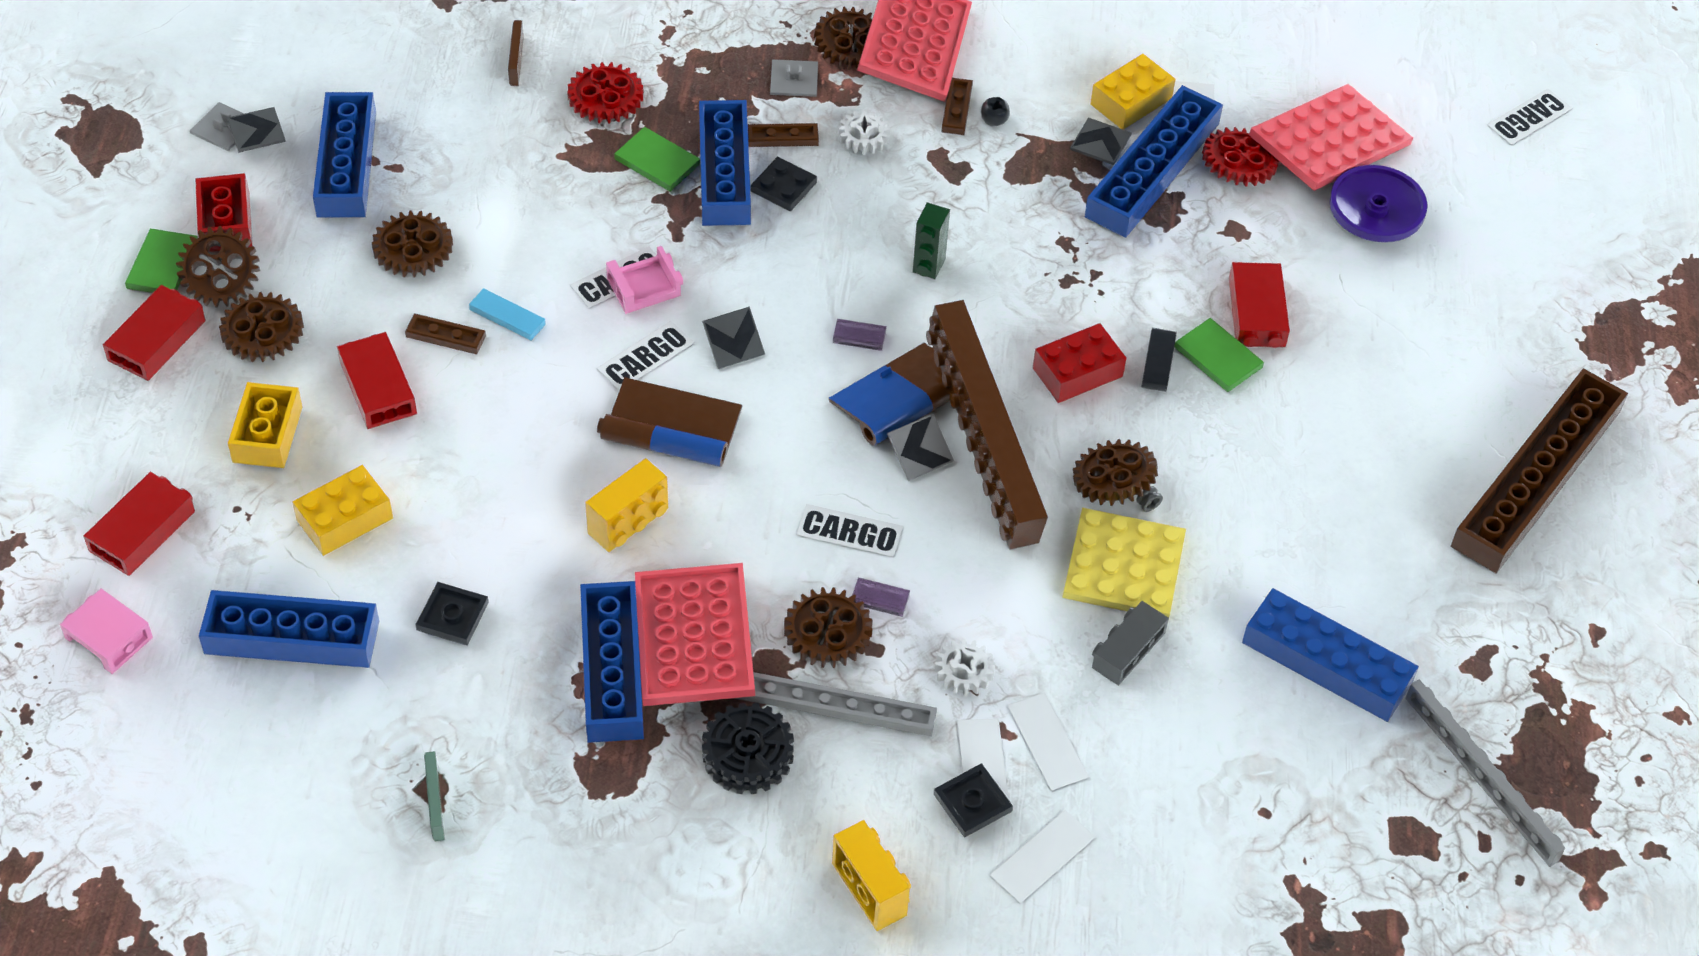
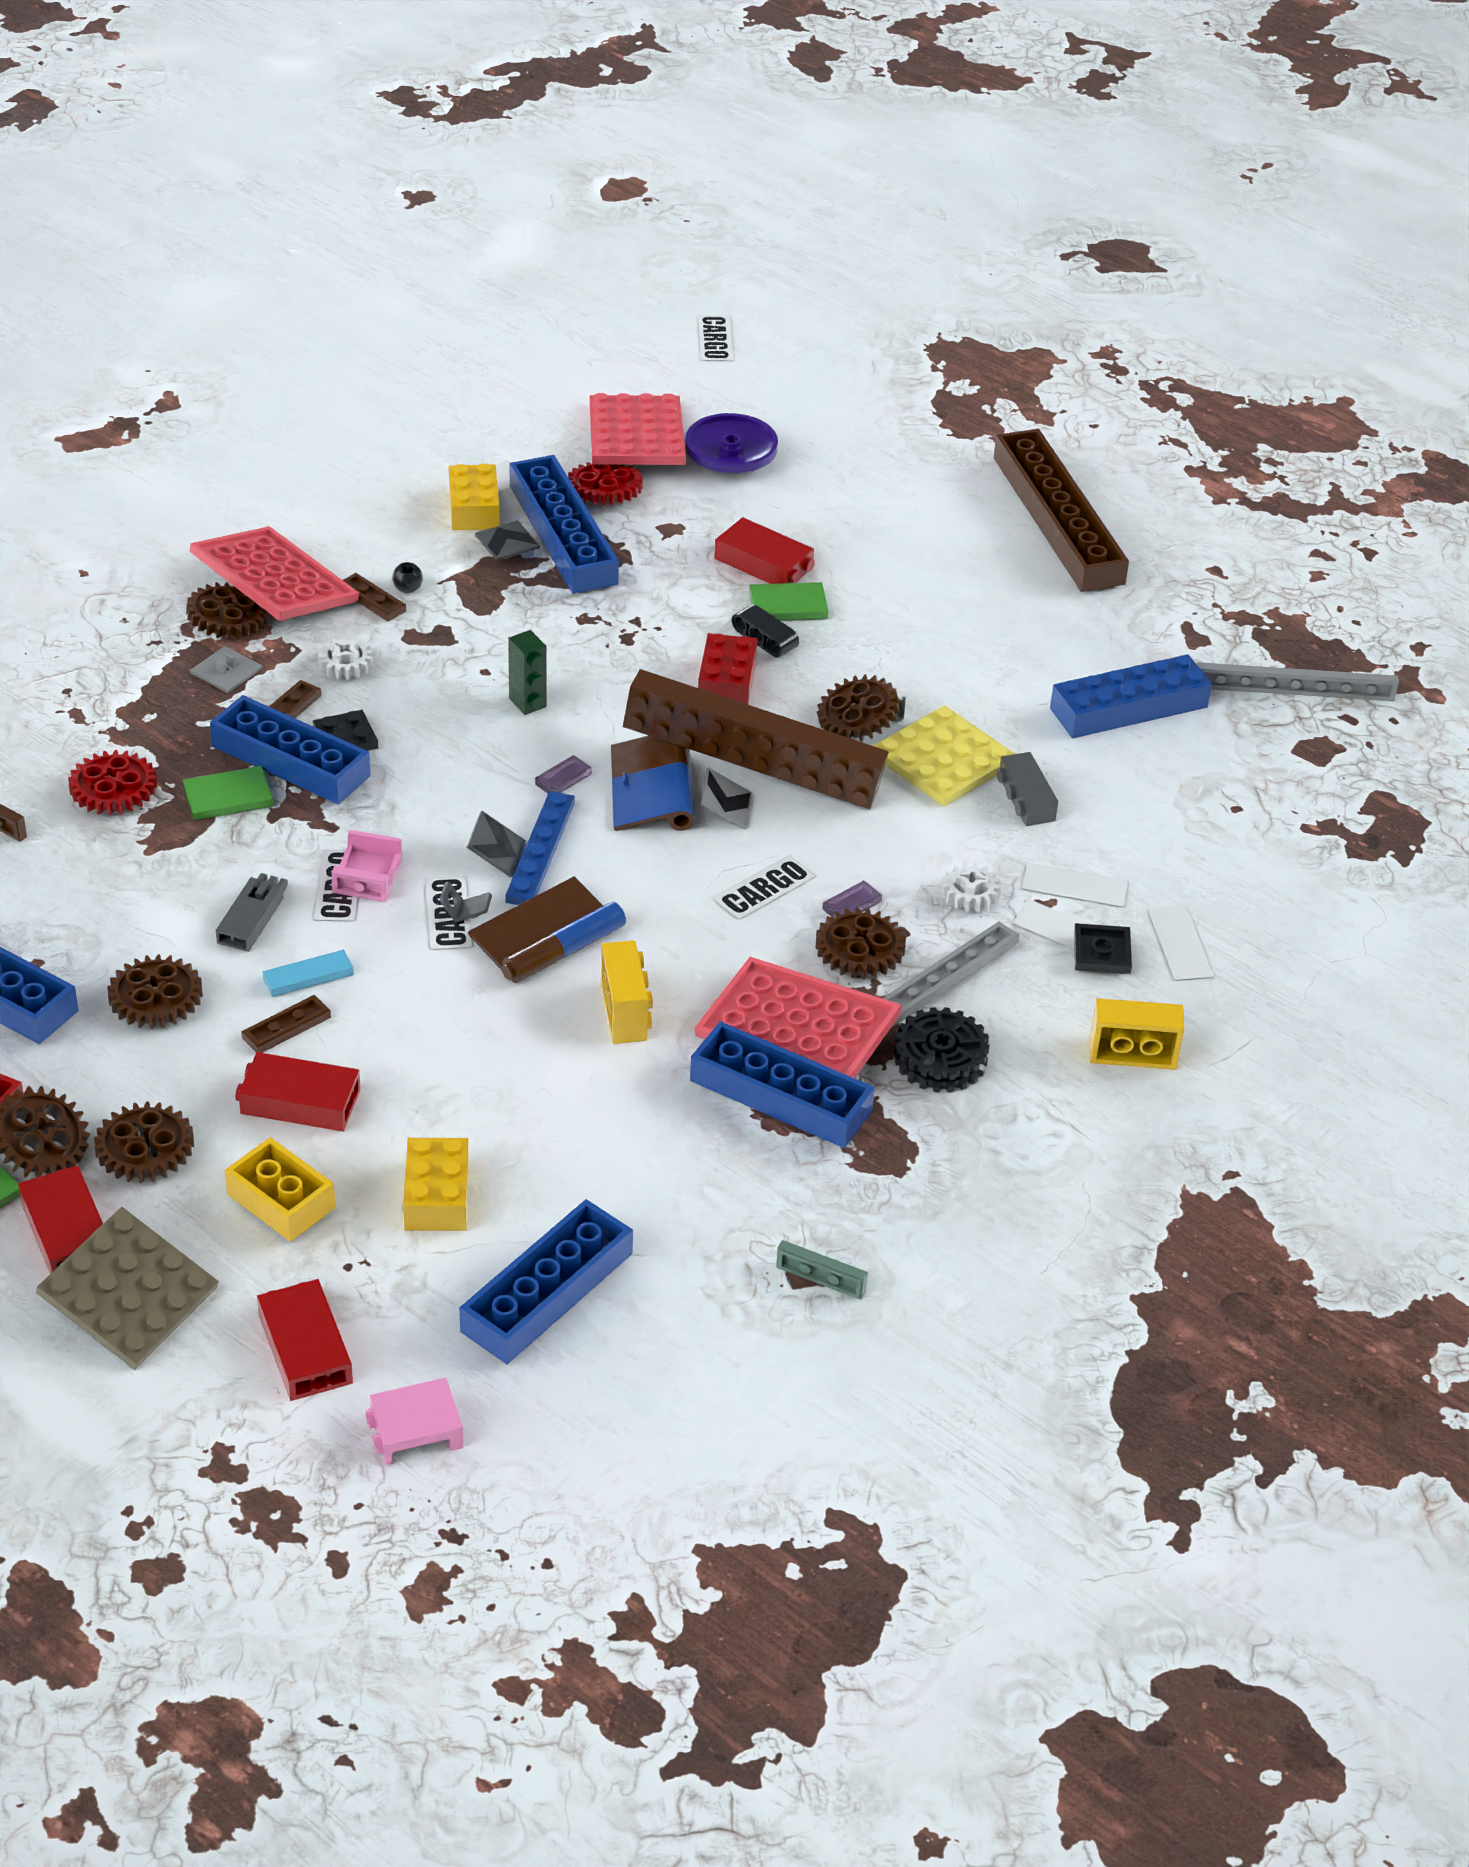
camera: 55 degrees left, 10 degrees down
(113, 399) = (127, 1287): none -> dark tan plate
(452, 613) = (626, 1167): black plate -> none
(544, 245) = (250, 913): none -> dark grey hinge
(651, 362) = (464, 908): none -> dark grey bracket
(763, 367) = (540, 848): none -> blue plate

